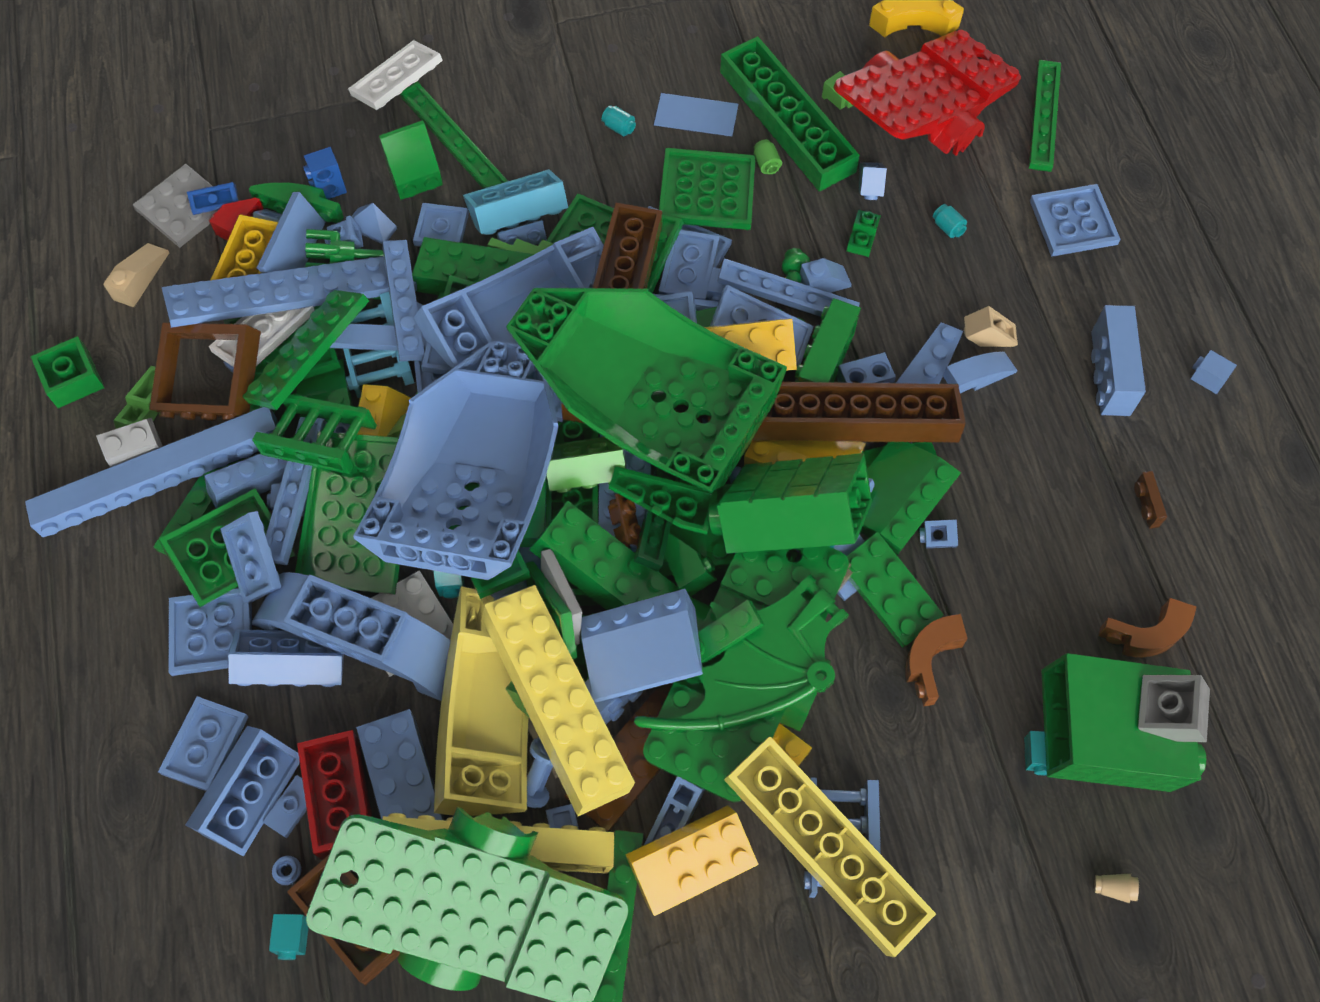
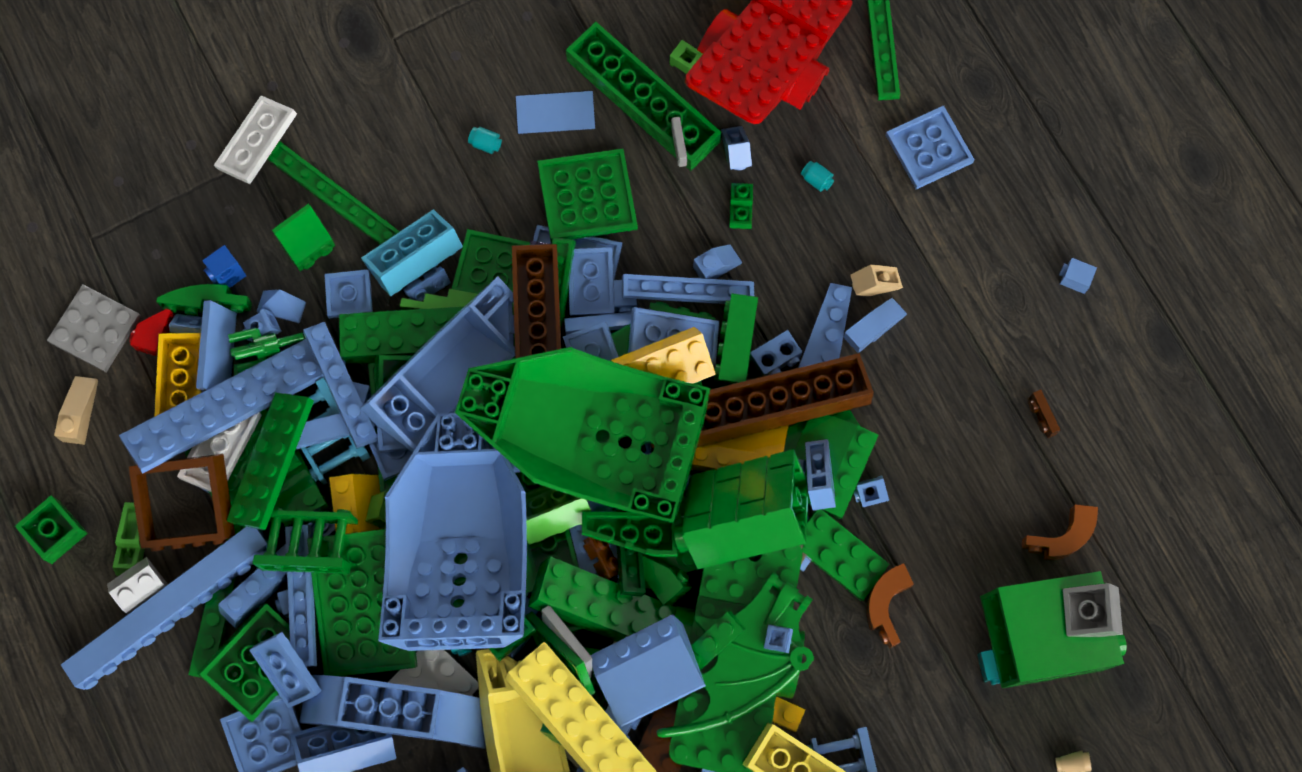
camera: 15 degrees left, 10 degrees up
(212, 198) = (124, 318): blue slope -> none
(767, 157) = (634, 147): bright green brick -> none
(792, 264) = (685, 257): green animal -> none
(799, 645) = (778, 638): none -> medium blue tile
(813, 151) = (679, 144): none -> light grey tile
(886, 497) = (820, 475): none -> medium blue slope
(1117, 361) = (993, 288): medium blue brick -> none

